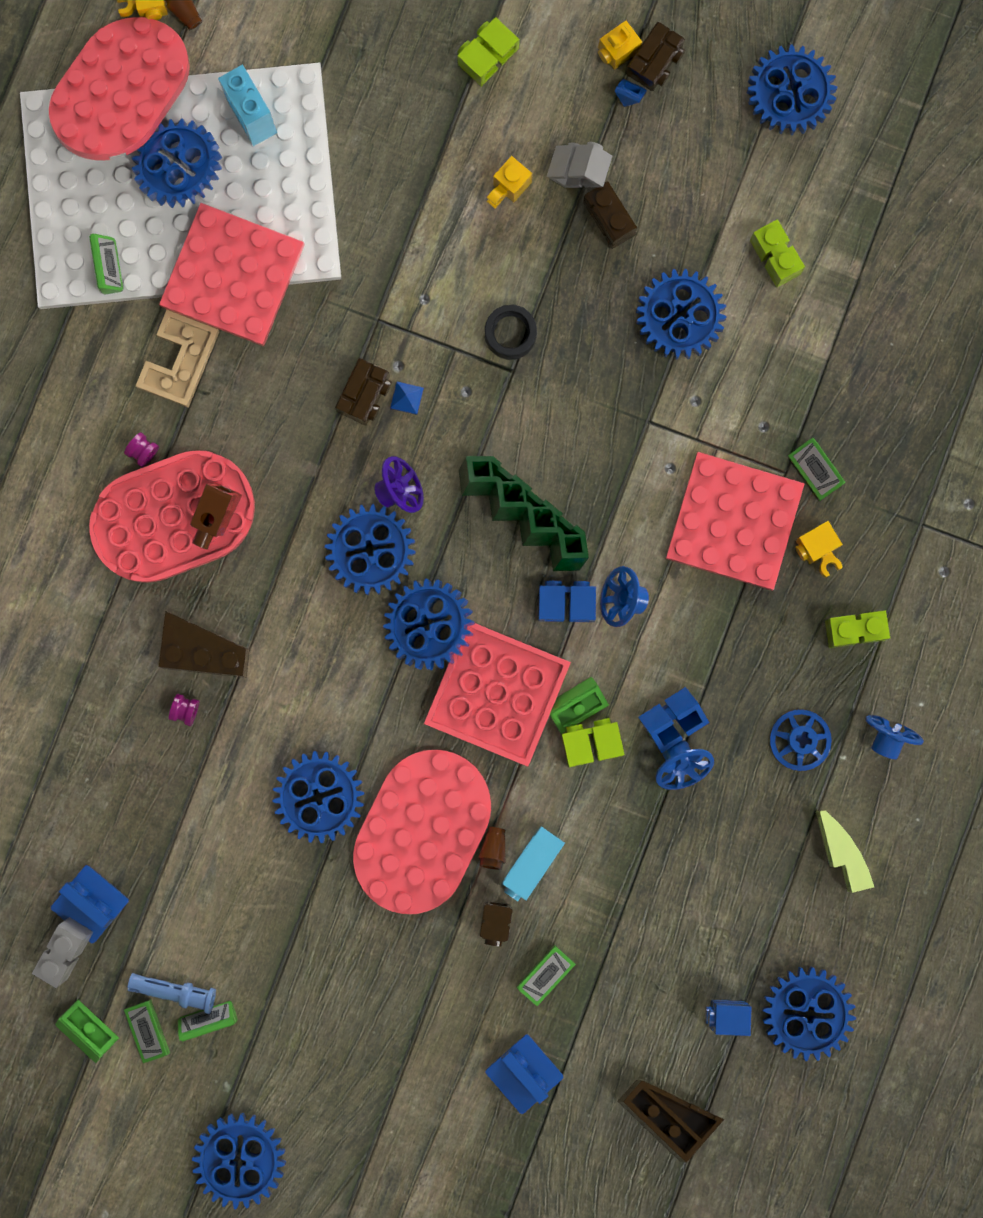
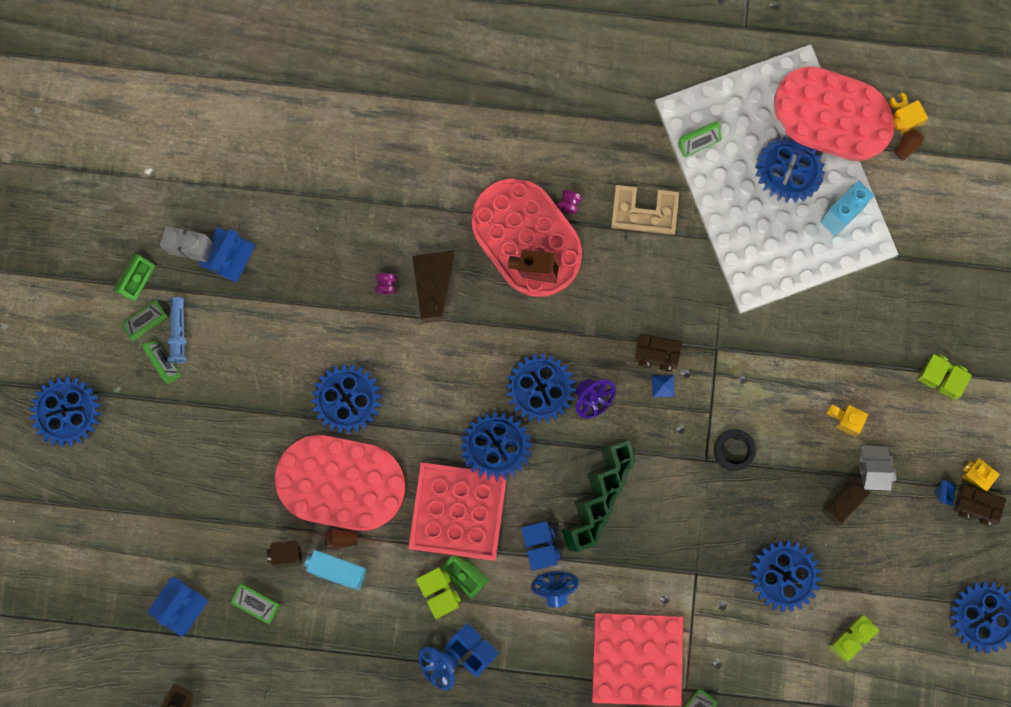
camera: 70 degrees right, 5 degrees down
(232, 274) = (718, 232): coral plate -> none

